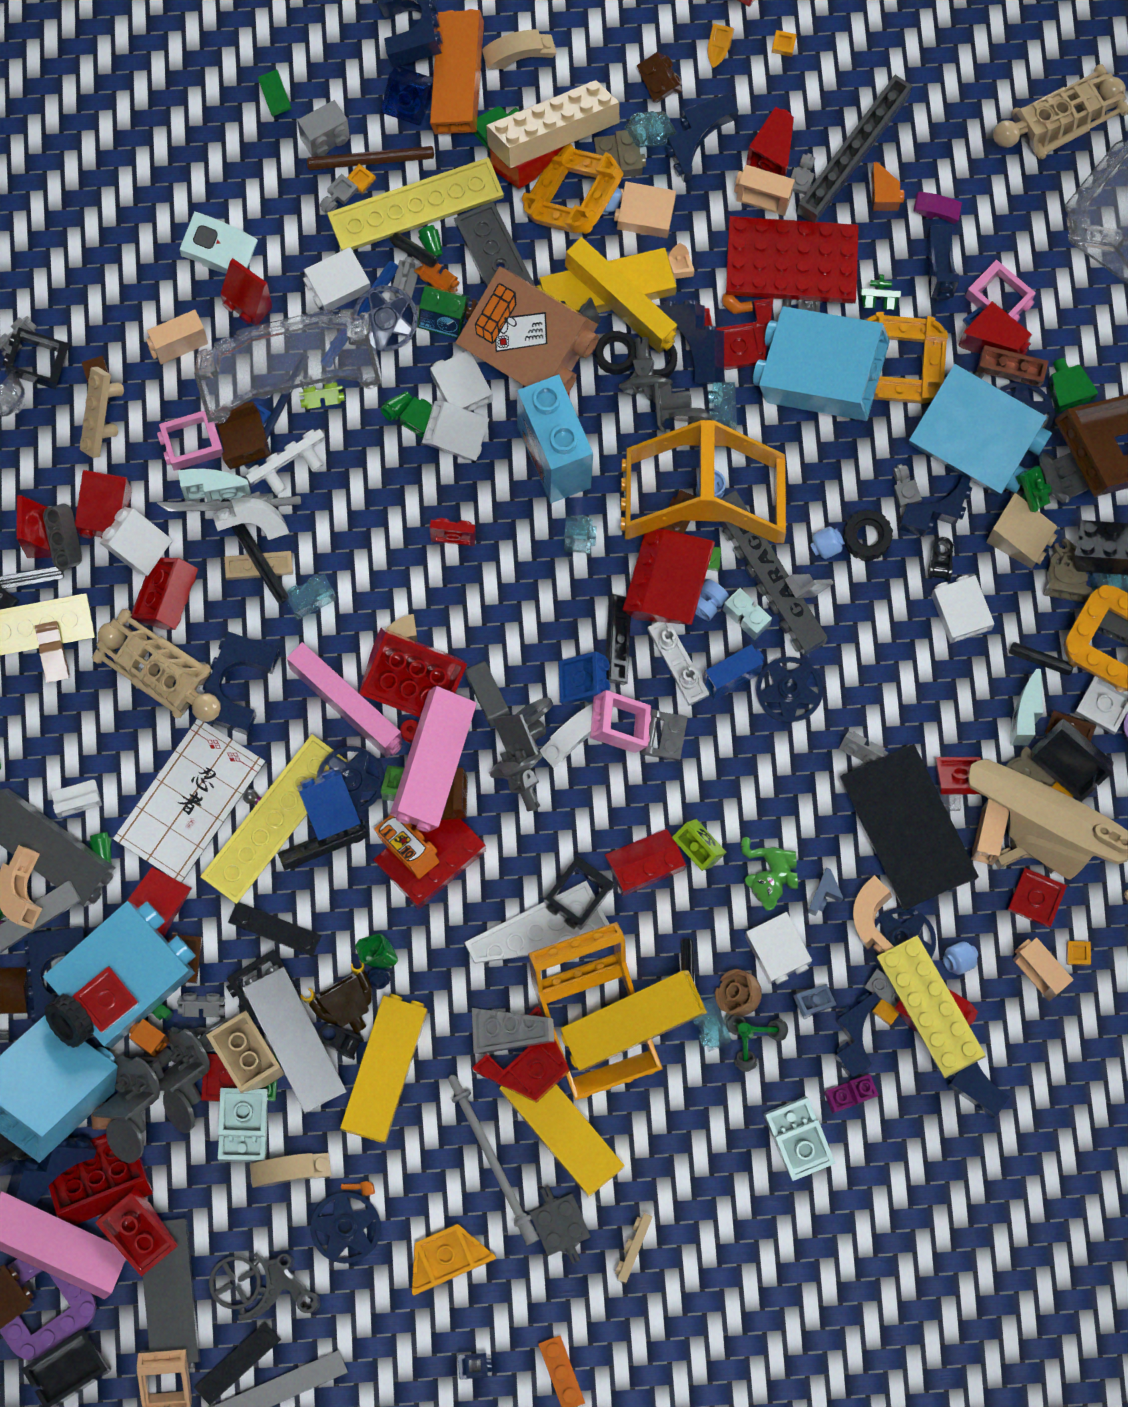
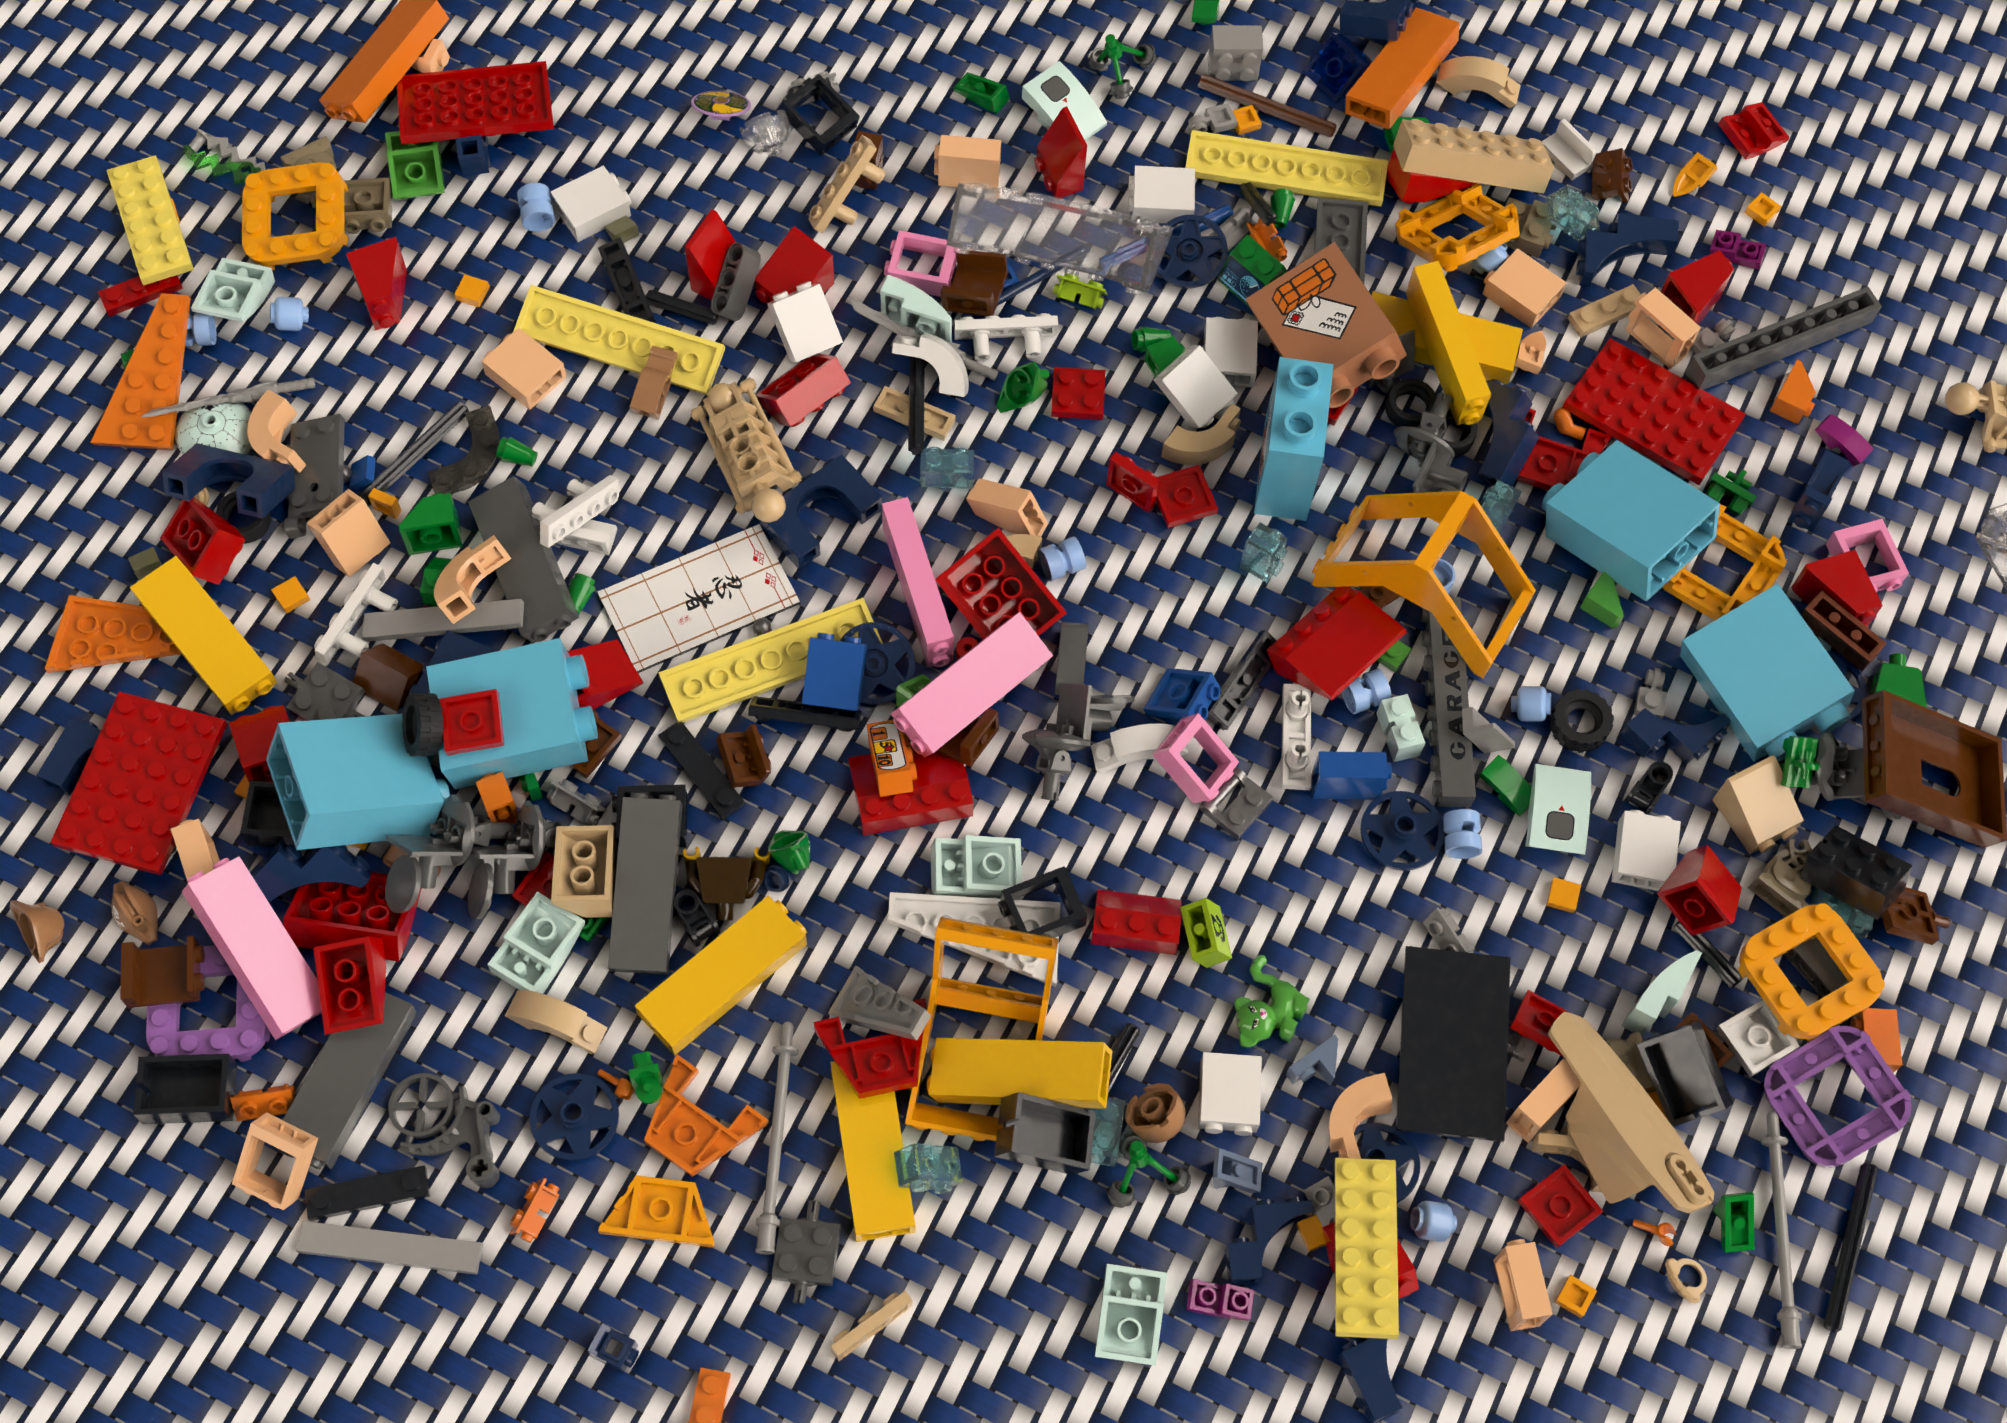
camera: 30 degrees right, 10 degrees down
(64, 795) = (586, 505): none -> white plate
(117, 1352) = (255, 1103): none -> orange hinge
(146, 265) = (983, 92): none -> green slope
(221, 187) = (1102, 57): none -> plant
(300, 902) = (744, 757): none -> reddish brown bracket
(327, 502) = (1022, 387): none -> green hat
(356, 1296) = (538, 1198): none -> orange hinge
(368, 479) = (1078, 393): none -> red plate
(373, 604) = (1007, 507): none -> light nougat slope
(381, 1174) = (646, 1078): none -> green hips
(431, 1193) = (689, 1134): none -> orange wing
(436, 620) = (1064, 558): none -> light blue wheel
(486, 472) = (1204, 446): none -> tan arch
(494, 520) = (1185, 496): none -> red plate
(512, 888) = (975, 866): none -> light aqua slope
(610, 1121) = (928, 1168): none -> clear light blue brick
(617, 73) = (1570, 150): none -> white panel
(675, 1053) = (1045, 1133): none -> black piece
(714, 193) = (1604, 311): none -> tan plate
(783, 89) = (1738, 251): none -> magenta slope
(832, 669) = (1462, 834): none -> light blue wheel
(835, 434) = (1604, 602): none -> bright green slope
(844, 612) = (1511, 786): none -> green slope
(888, 613) = (1559, 809): none -> light aqua slope
(923, 673) = (1563, 895): none -> light orange tile
(1017, 620) = (1701, 892): none -> red slope
(1107, 877) = (1659, 1230): none -> orange hand

